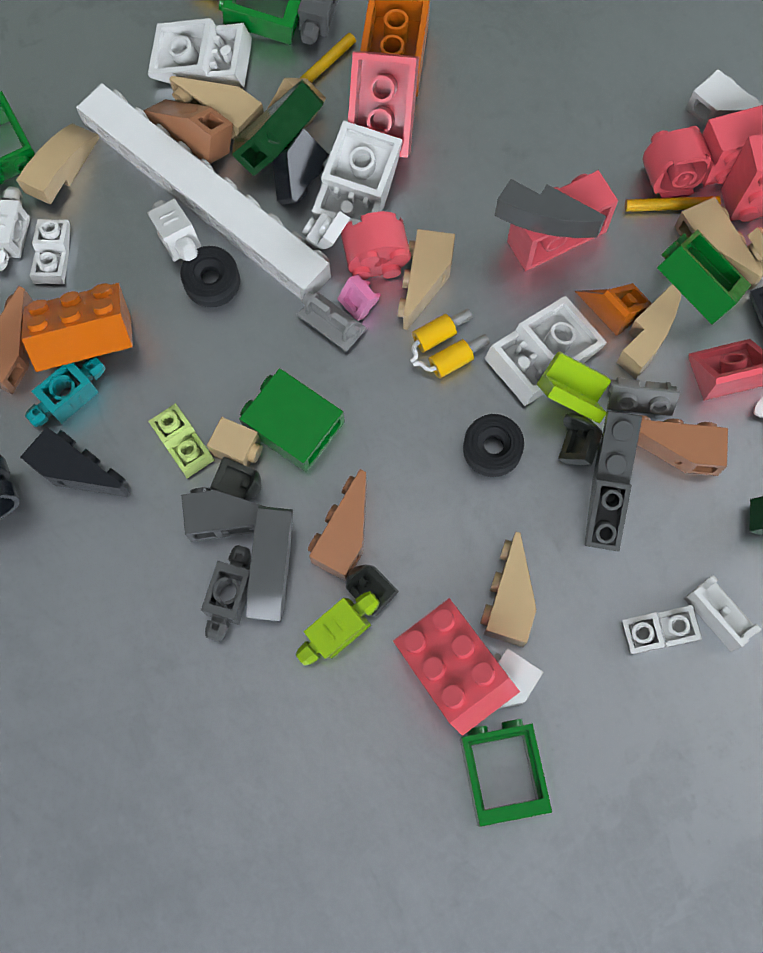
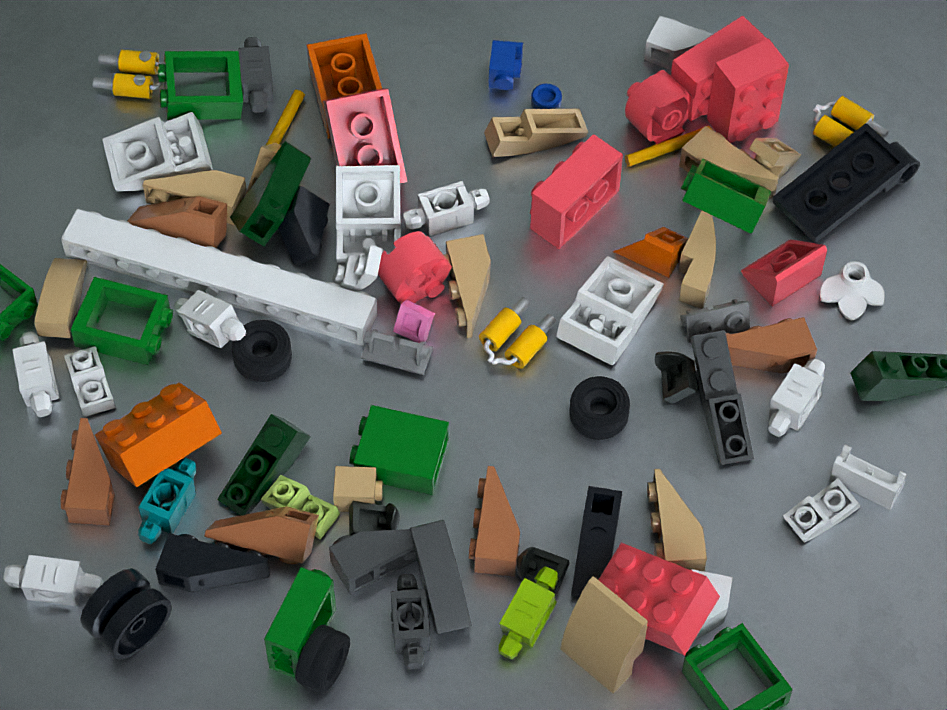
camera: 25 degrees left, 15 degrees down
(80, 184) = (99, 293): none -> green window
(124, 559) = (305, 607): none -> green window
(129, 602) = (322, 658): none -> black tyre
(139, 457) = (275, 532): none -> nougat slope
(171, 382) = (267, 458): none -> dark green slope
(391, 687) = (604, 635): none -> tan slope
(431, 580) = (596, 535): none -> black slope
(434, 184) = (439, 220): none -> white piece
(548, 212) = (566, 183): dark grey slope -> none
(550, 70) = (505, 64): none -> blue brick
(550, 146) = (534, 131): none -> tan slope
(574, 386) = (652, 327): lime panel -> none
(576, 117) = (546, 97): none -> blue tile
(686, 505) = (796, 397): none -> white piece

